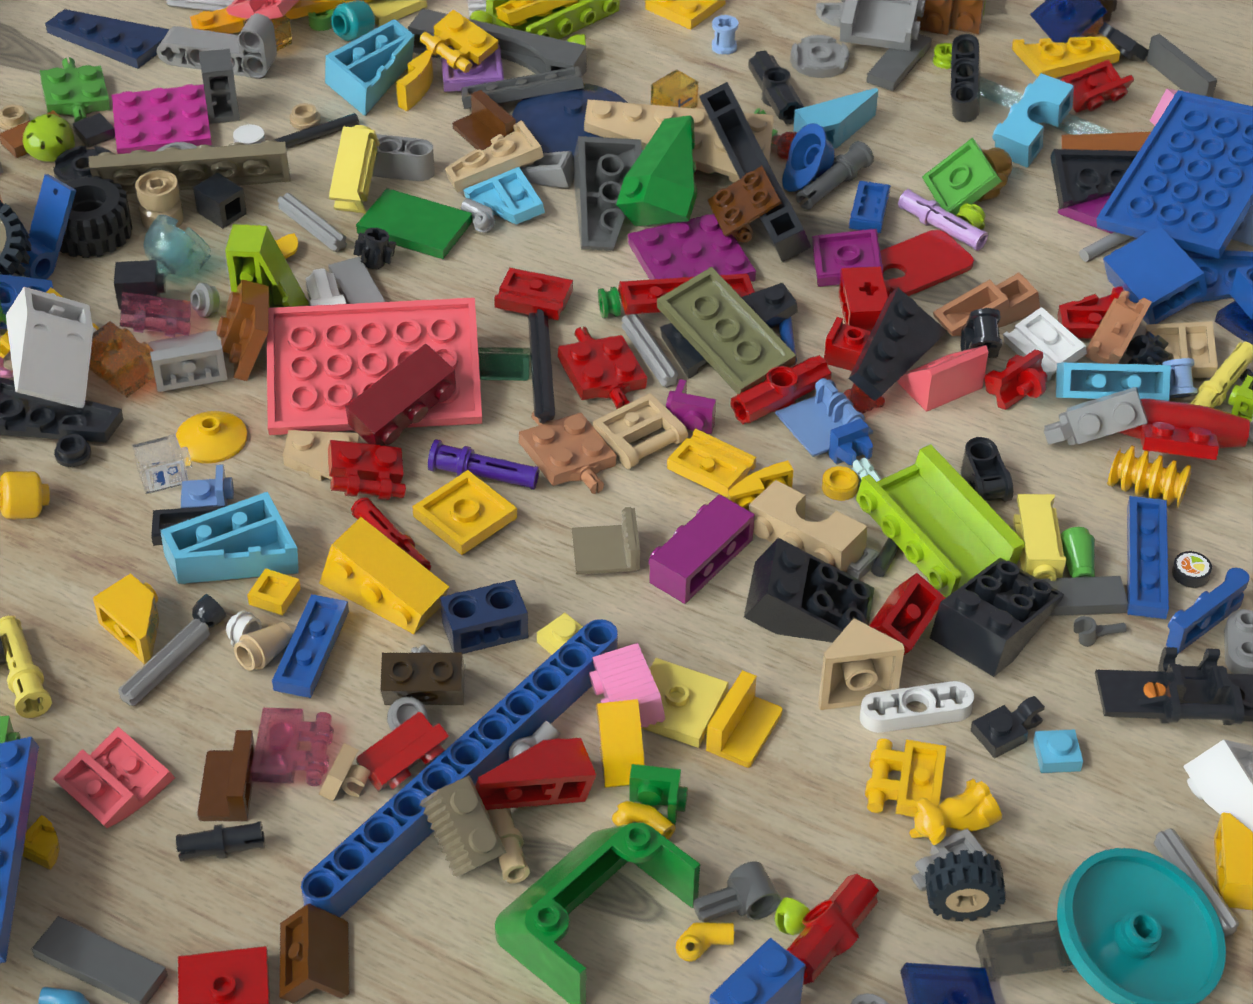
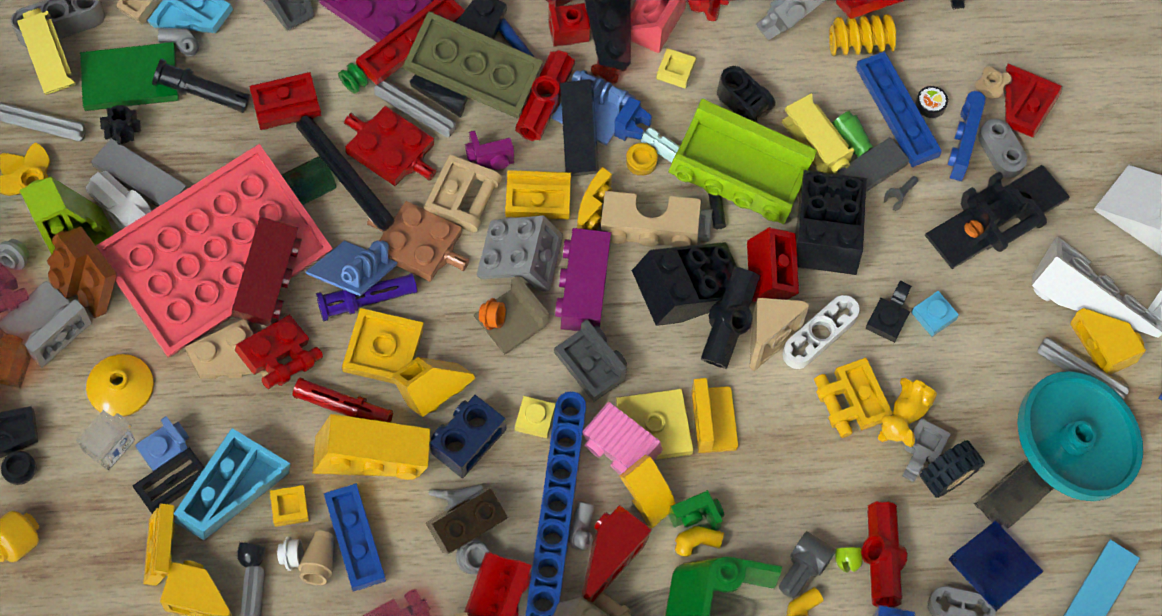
camera: 35 degrees left, 20 degrees up
(137, 554) = (158, 547): none -> yellow plate
(456, 241) = (186, 82): none -> black pin
(481, 553) = (430, 382): none -> yellow slope
(490, 435) = (353, 266): none -> medium blue hinge
(587, 529) = (492, 314): none -> orange plate
(654, 615) = (592, 361): none -> dark grey bracket
(663, 498) = (523, 249): none -> light grey bracket
(793, 423) = (579, 127): none -> black tile
(804, 654) = (730, 317): none -> black piece
(931, 424) = (676, 68): none -> light yellow plate

